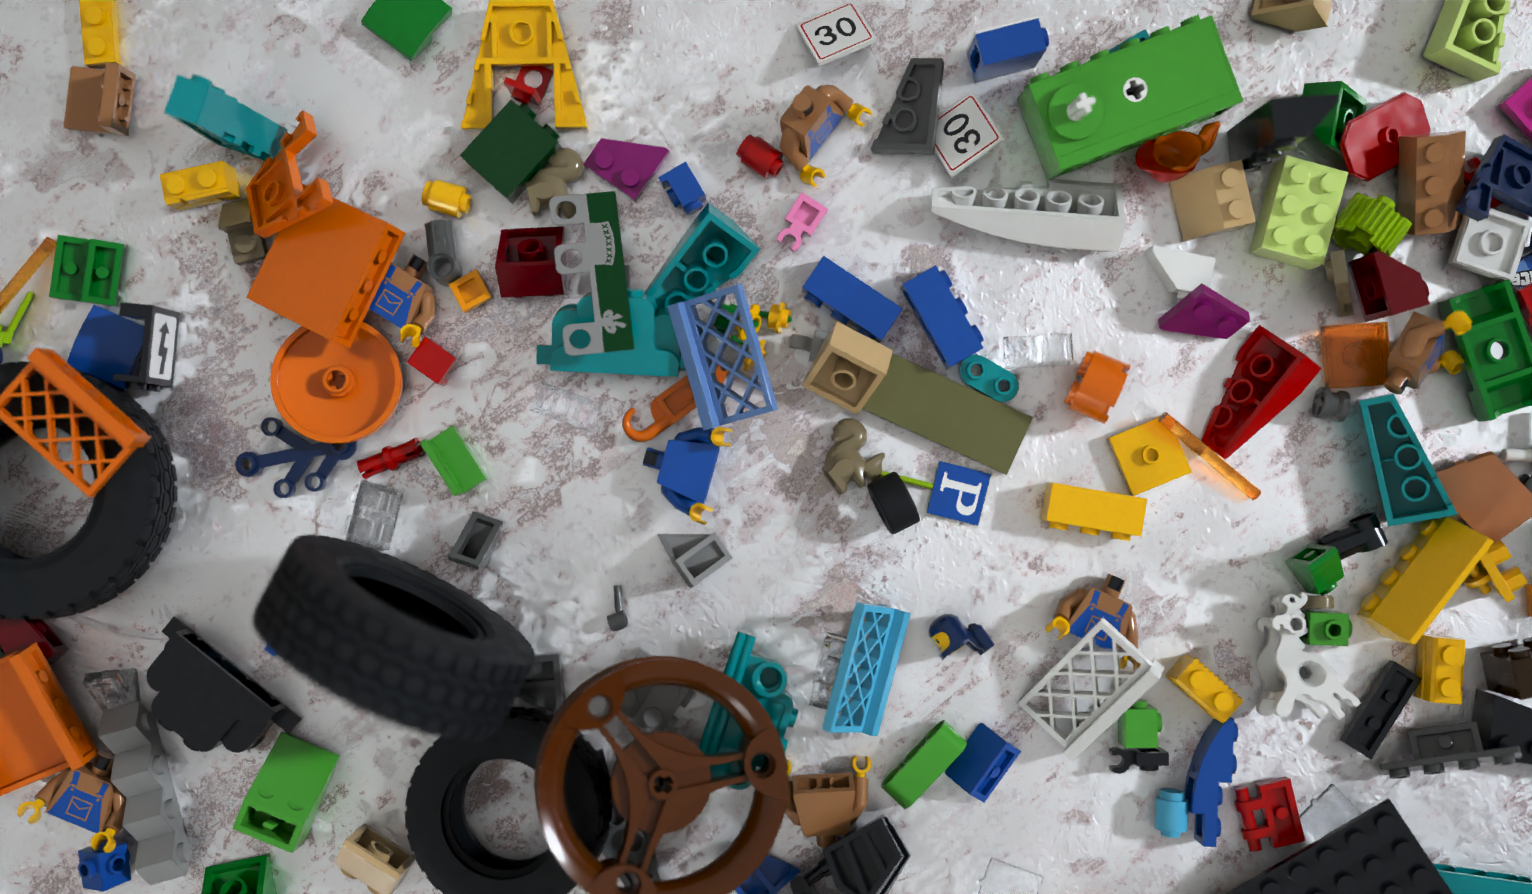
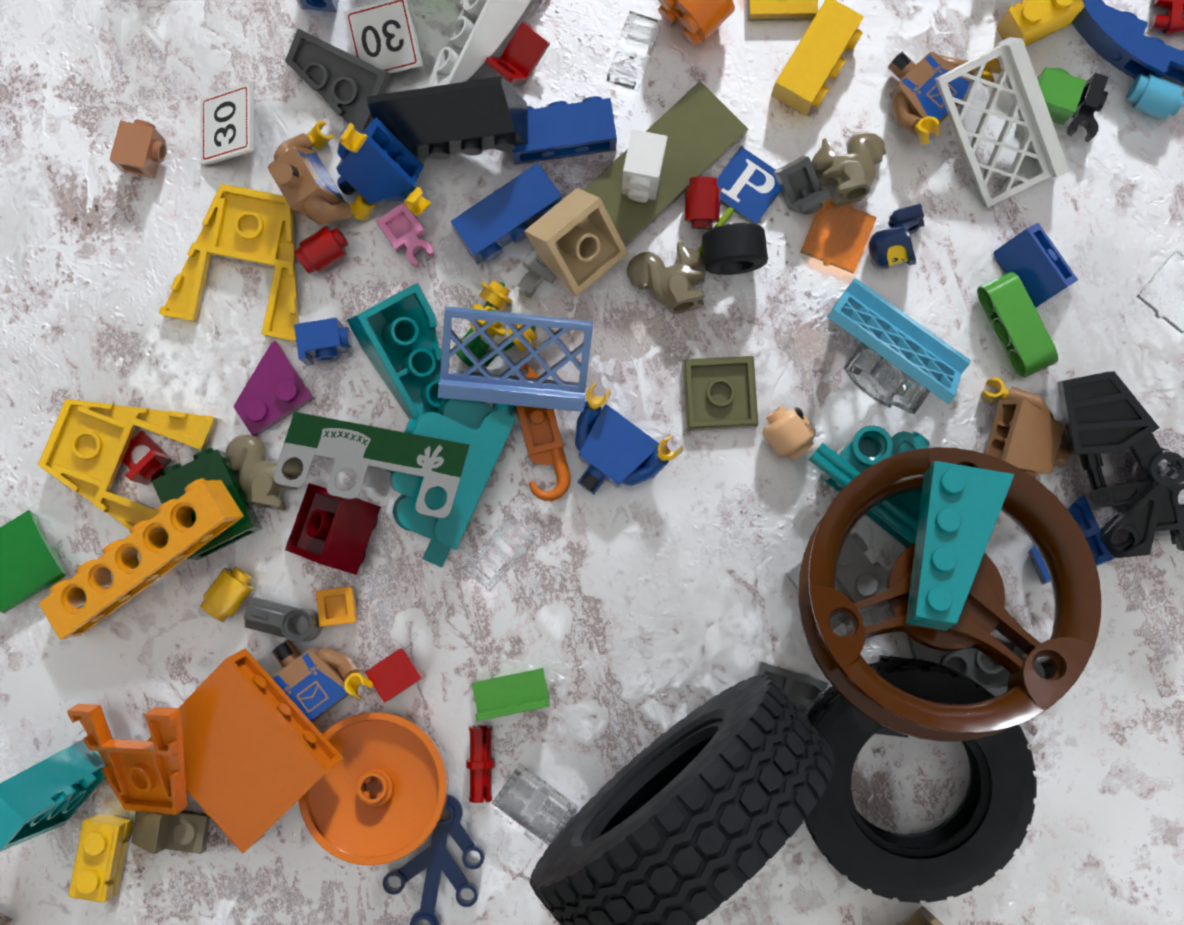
camera: 75 degrees left, 5 degrees down
(381, 81) = (214, 511): none -> light orange brick
(476, 541) = (606, 703): dark grey slope -> none
(619, 619) = (747, 585): dark grey hand -> none
(695, 555) = (710, 476): light grey slope -> none
(705, 769) = (952, 534): none -> teal wedge
(754, 91) = (250, 229): none -> yellow wing
(757, 606) = (789, 432): none -> light nougat head
(770, 537) = (720, 393): none -> olive tile
(845, 179) = (379, 167): none -> torso
(907, 222) = (455, 118): none -> black slope
(925, 460) = (702, 202): none -> red brick
(931, 399) = (643, 165): none -> white brick
(945, 585) = (838, 235): none -> clear orange piece
(972, 539) = (801, 186): none -> dark grey bracket
(989, 378) = (643, 109): teal plate -> none
(993, 255) = (520, 55): none -> red bracket
(1001, 576) = (853, 171): none -> dark tan animal

